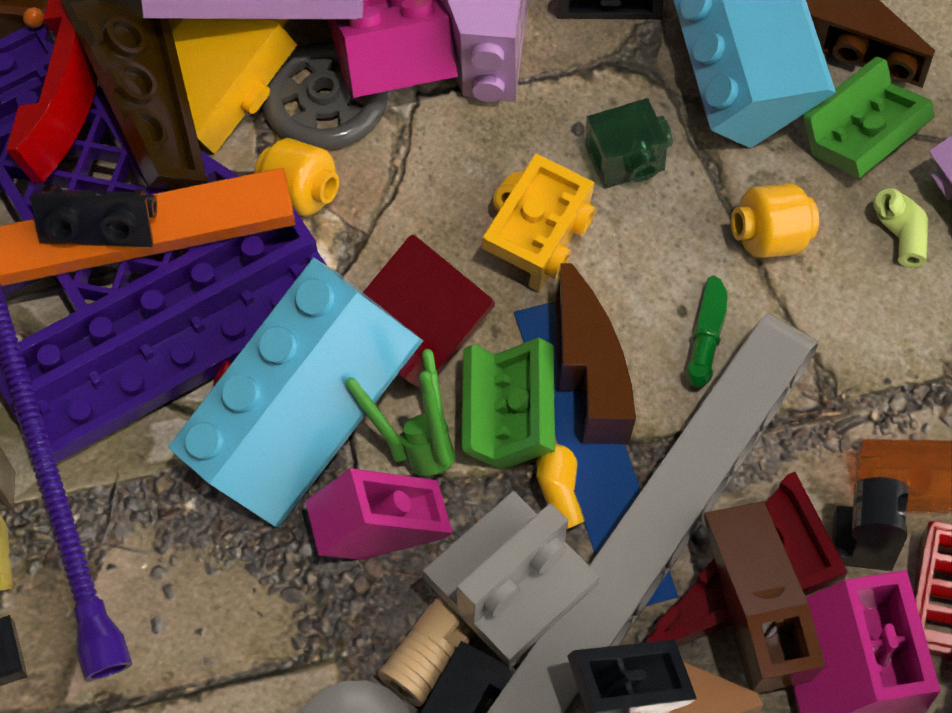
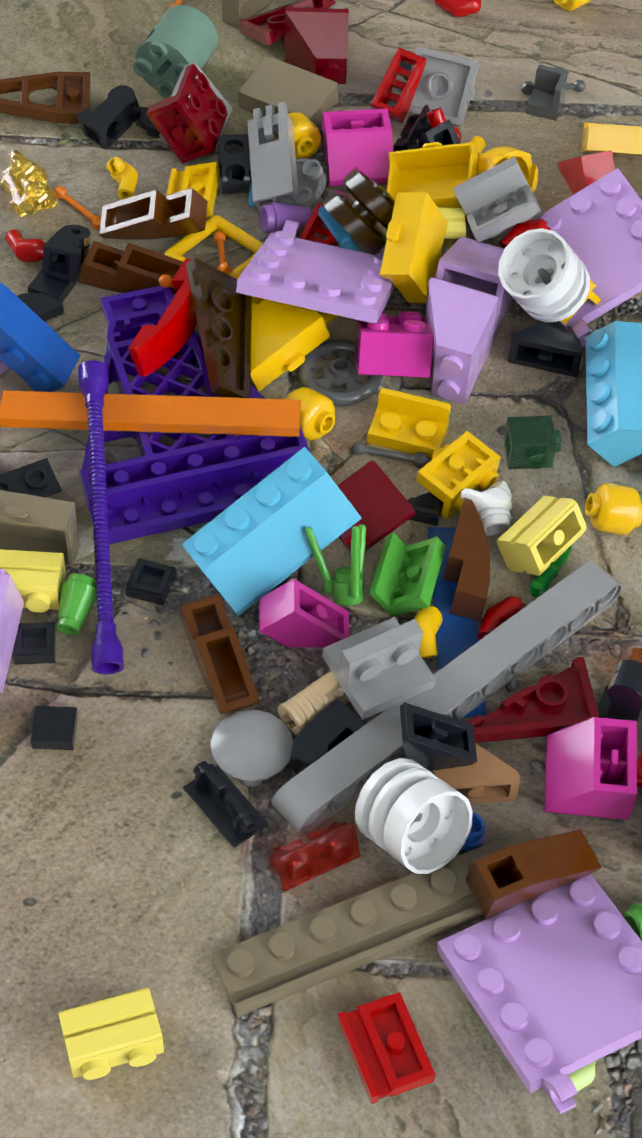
camera: 10 degrees right, 10 degrees down
(33, 577) = (75, 603): none -> bright green cone
(94, 219) = (172, 399): black hinge -> none
(136, 507) = (150, 581): none -> black tile
(269, 608) = (218, 654): none -> reddish brown slope
(446, 155) = (409, 423): none -> yellow bracket
(474, 207) = (419, 459): none -> dark grey hinge
(504, 284) = (427, 509): none -> black tile
(601, 260) = (492, 507): none -> white animal
(653, 429) = (499, 613): none -> red arm
(684, 291) = (541, 535): none -> light yellow brick
(763, 599) = (538, 720): reddish brown slope -> none

